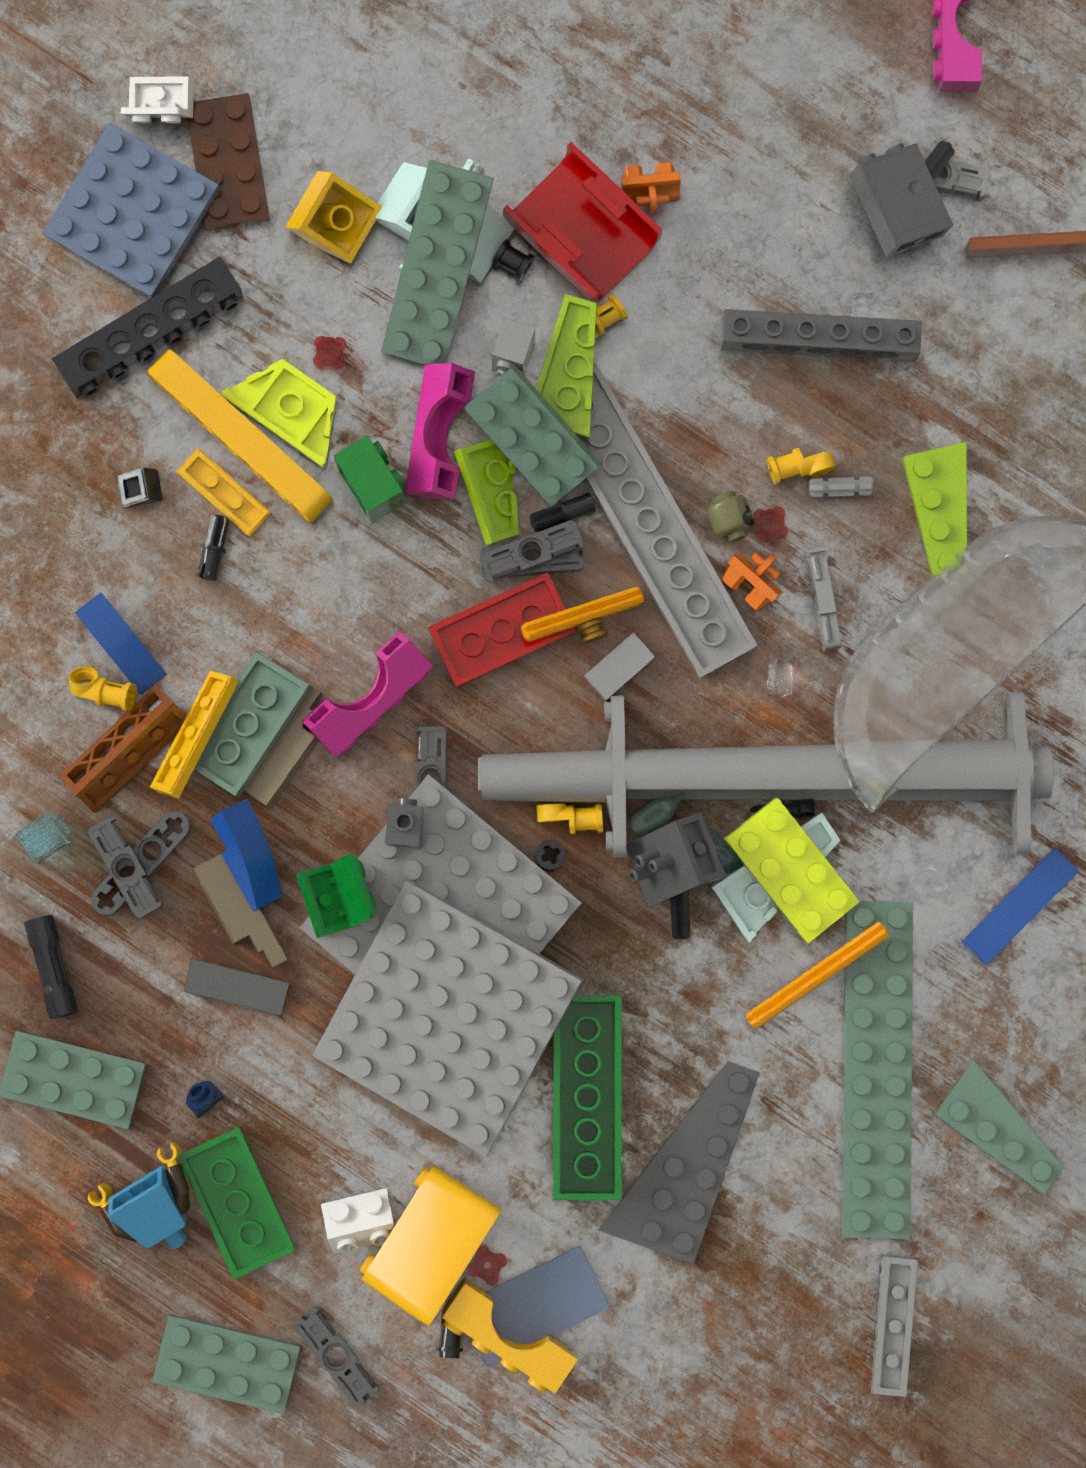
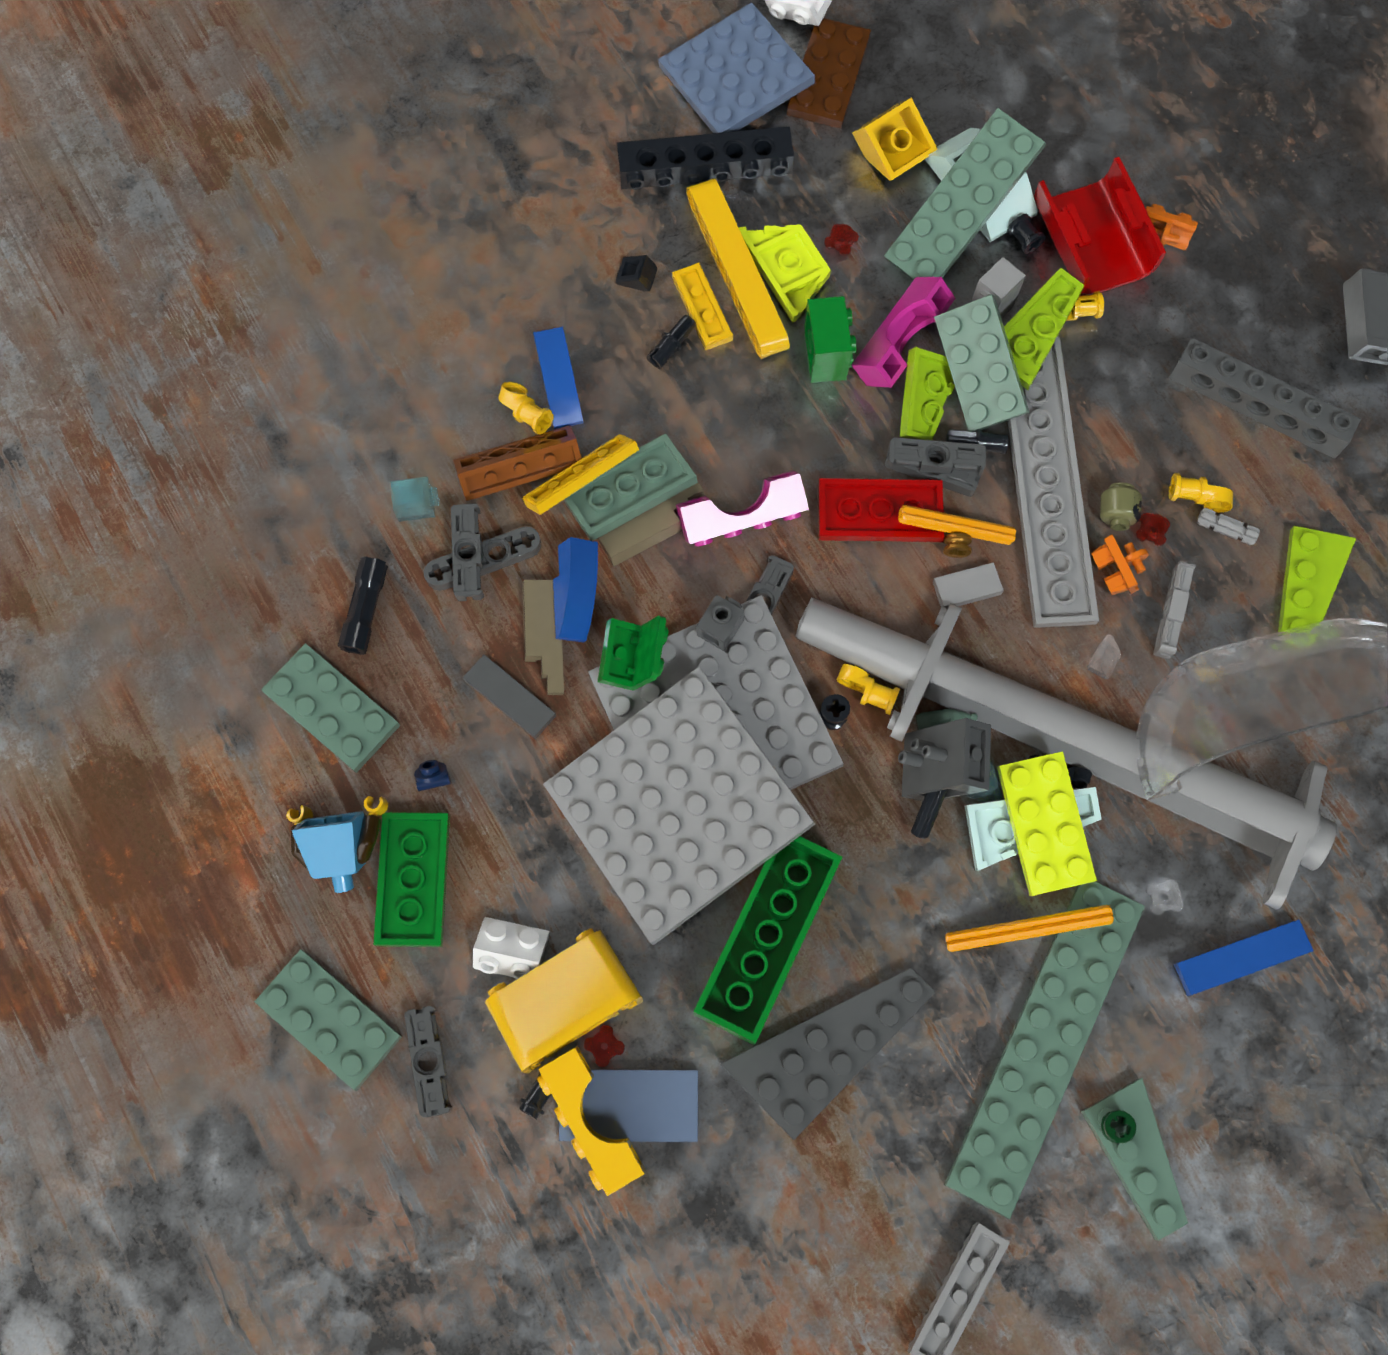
camera: 30 degrees right, 10 degrees down
(963, 1124) = (1127, 1120): none -> dark green bush

